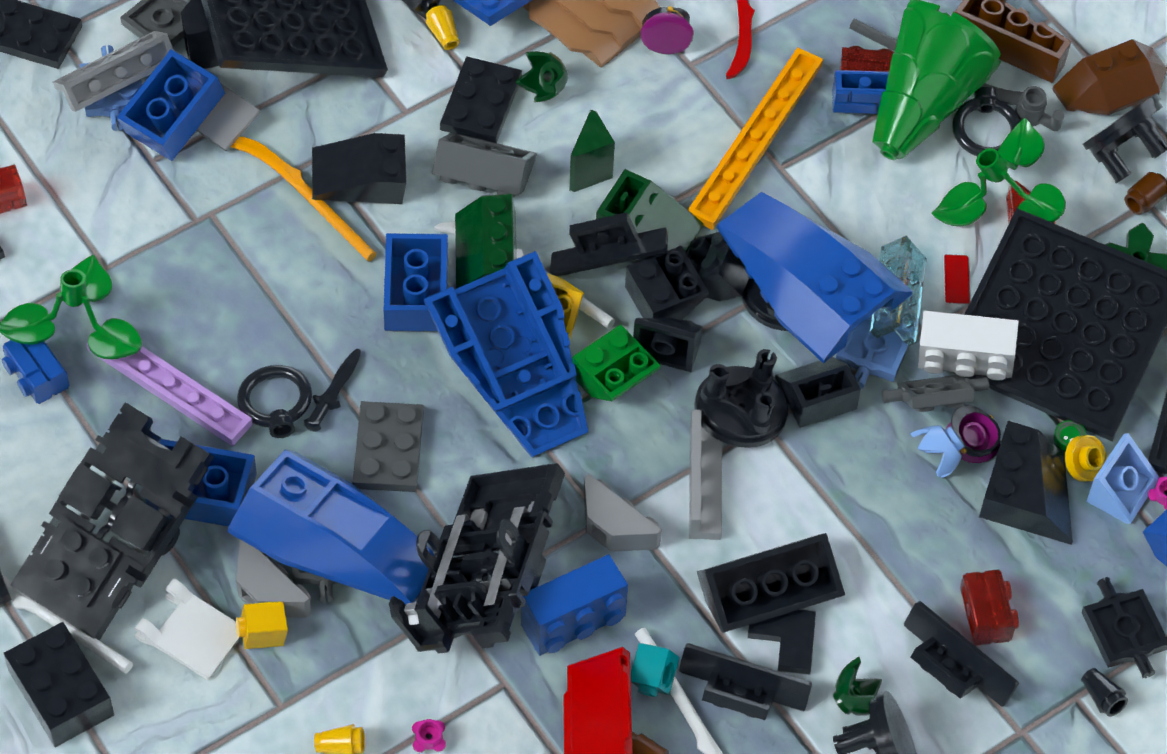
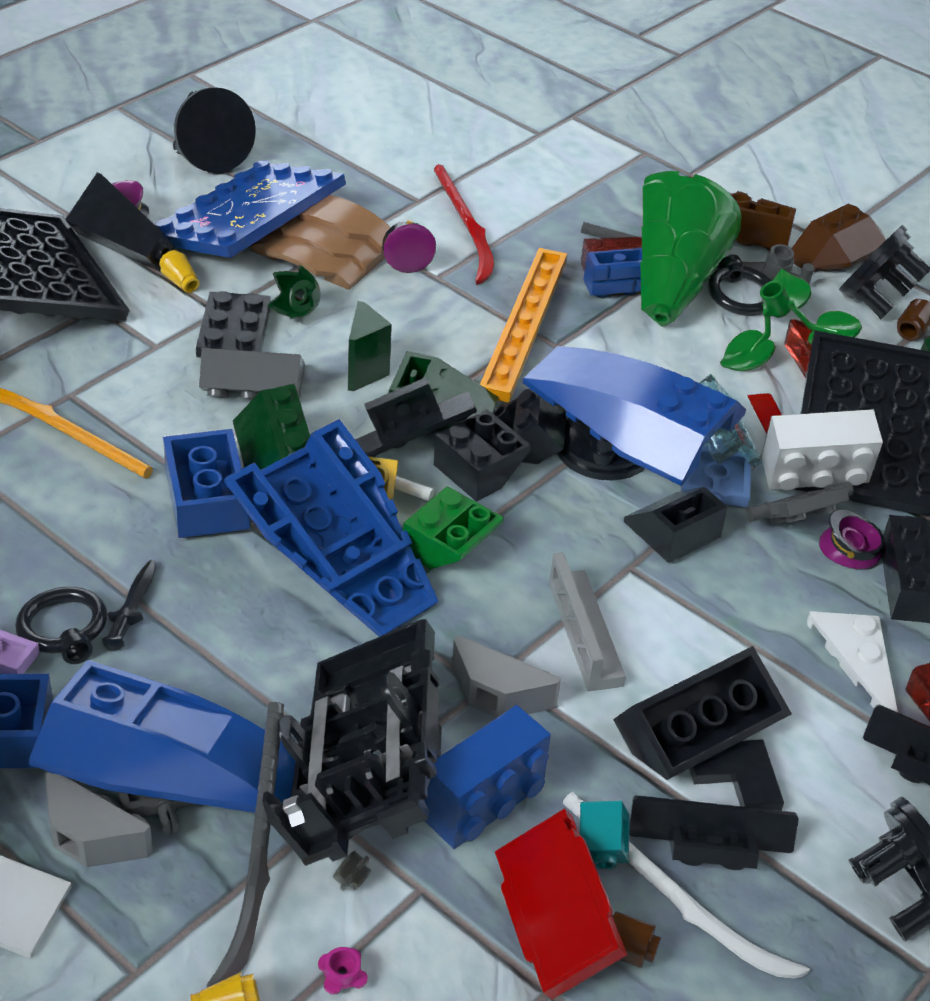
camera: 15 degrees left, 15 degrees down
(262, 625) = (93, 872): yellow brick -> none
(360, 169) = (121, 393): black slope -> none
(383, 646) = (258, 873): none -> dark grey piece
(388, 446) = (211, 650): dark grey plate -> none
(454, 661) = (352, 871): none -> clear smoke plate
(669, 340) = (505, 494): black slope -> none
(743, 403) = (605, 545): black piece -> none
(854, 694) = (850, 819): dark green piece -> none
(934, 538) = (860, 651): none -> white wing
(941, 441) = (831, 547): light blue piece -> none

